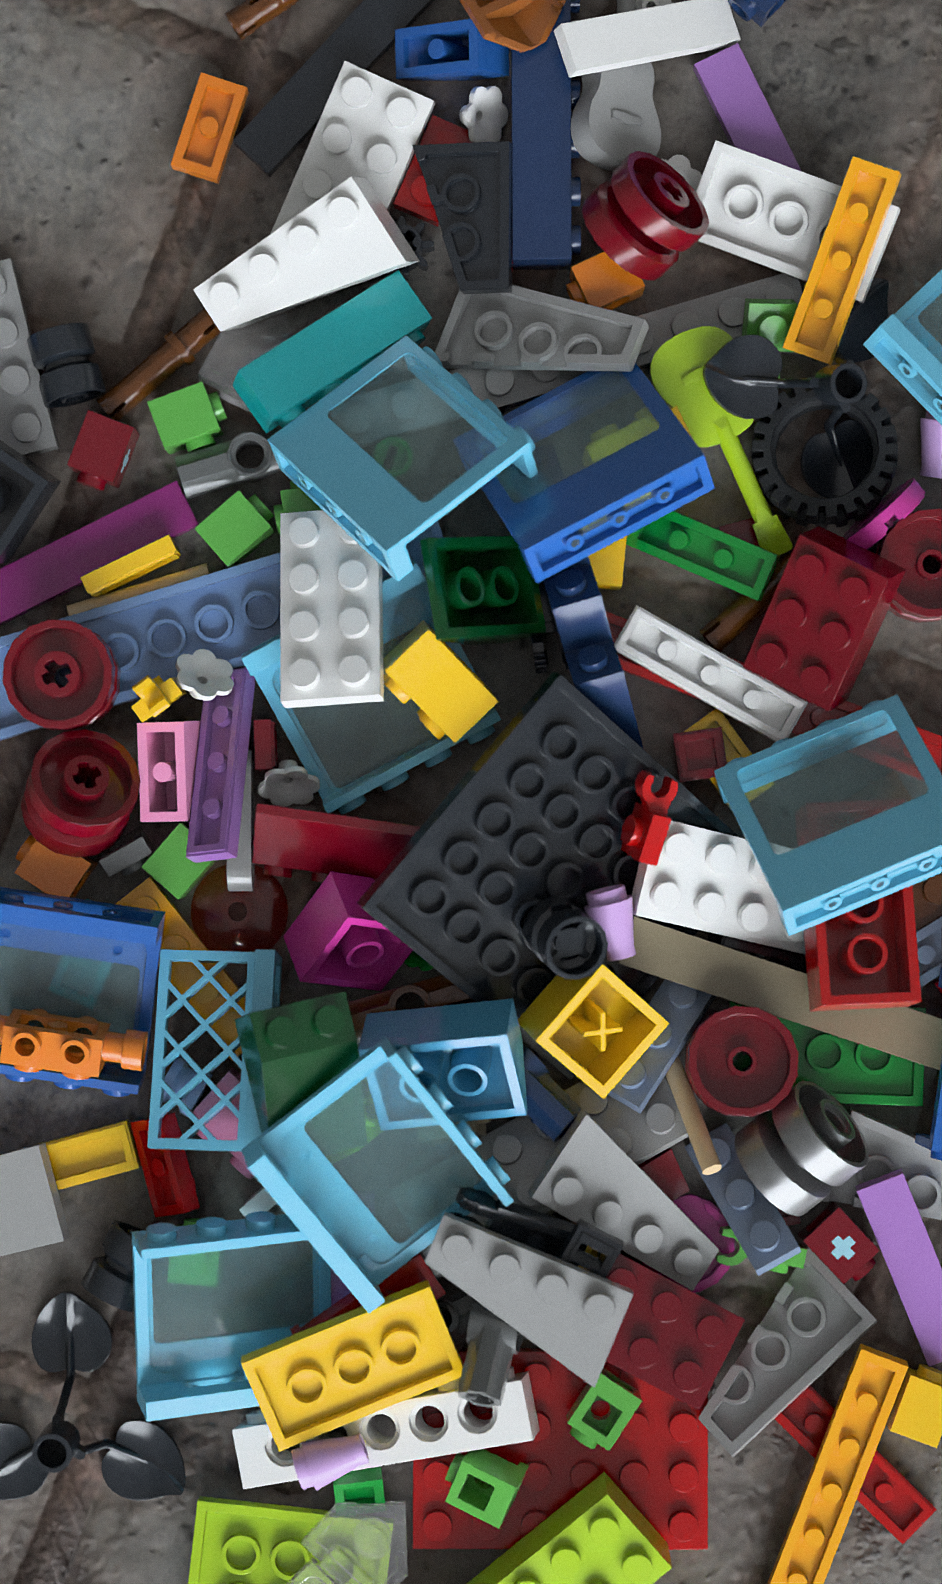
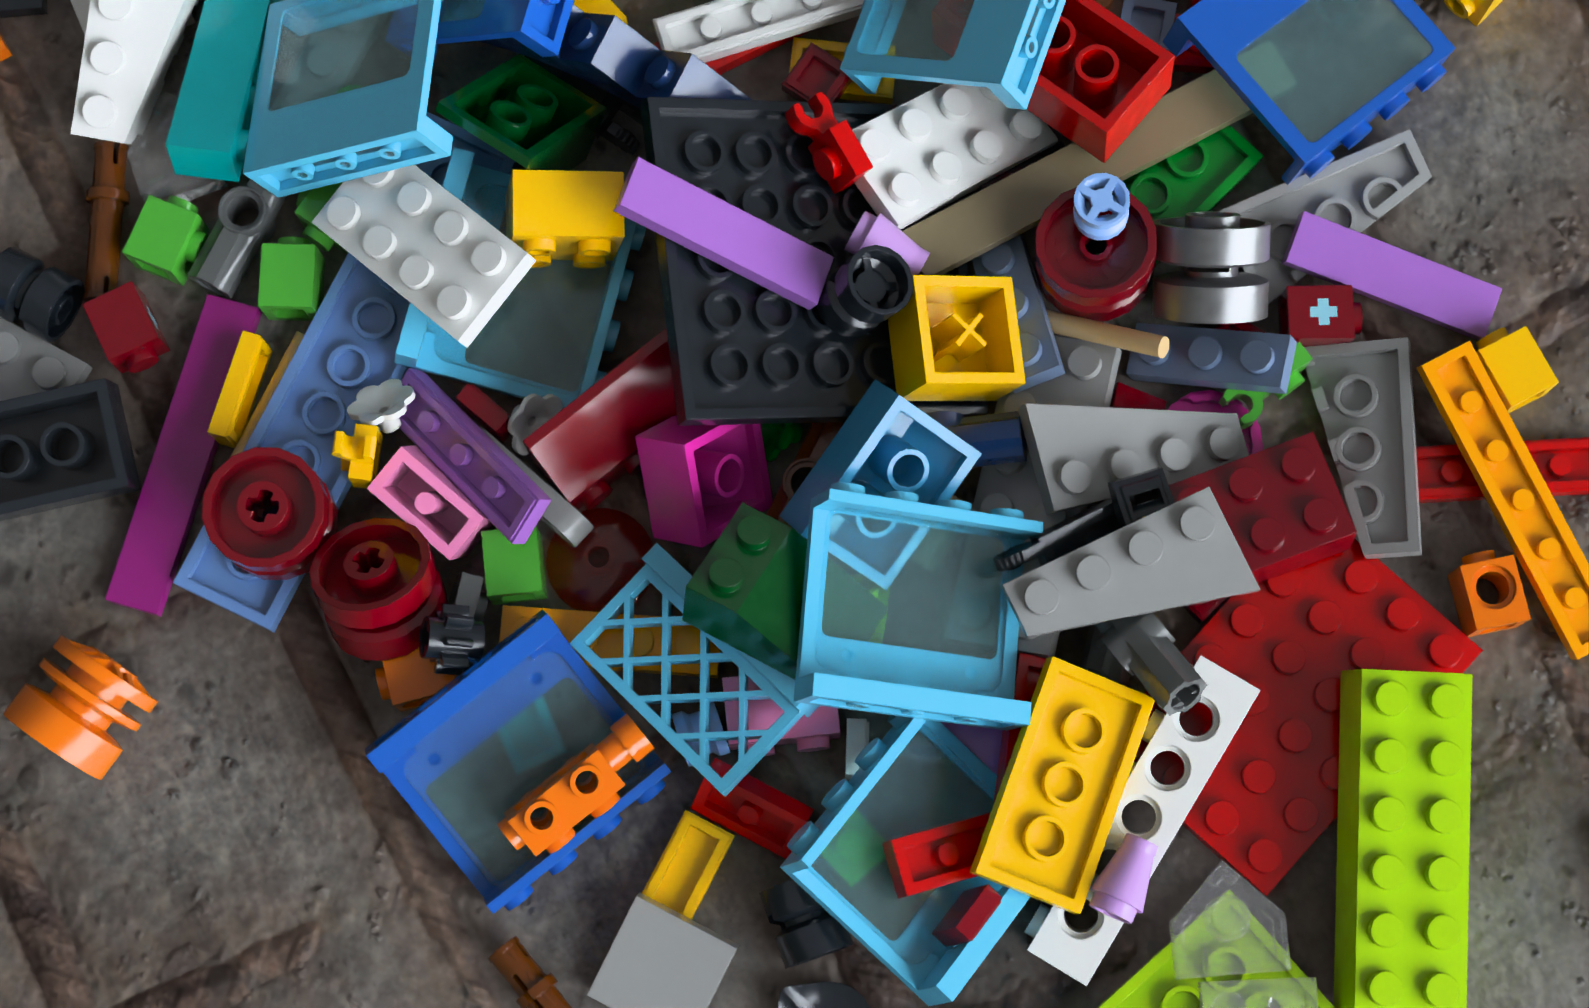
camera: 45 degrees left, 10 degrees down
(87, 877) = (451, 639): none -> black gear
(214, 1376) = (967, 915): none -> dark red tile
(235, 1321) = (934, 856): none -> red plate
(360, 1486) = (1170, 889): green plate -> none
(484, 1485) = (1280, 784): bright green brick -> none
(513, 812) = (723, 233): none -> medium lavender tile
(603, 1429) = (1297, 604): bright green brick -> none
(748, 1543) = (1478, 616): none -> orange brick
(774, 1045) = (1104, 194): none -> light blue wheel

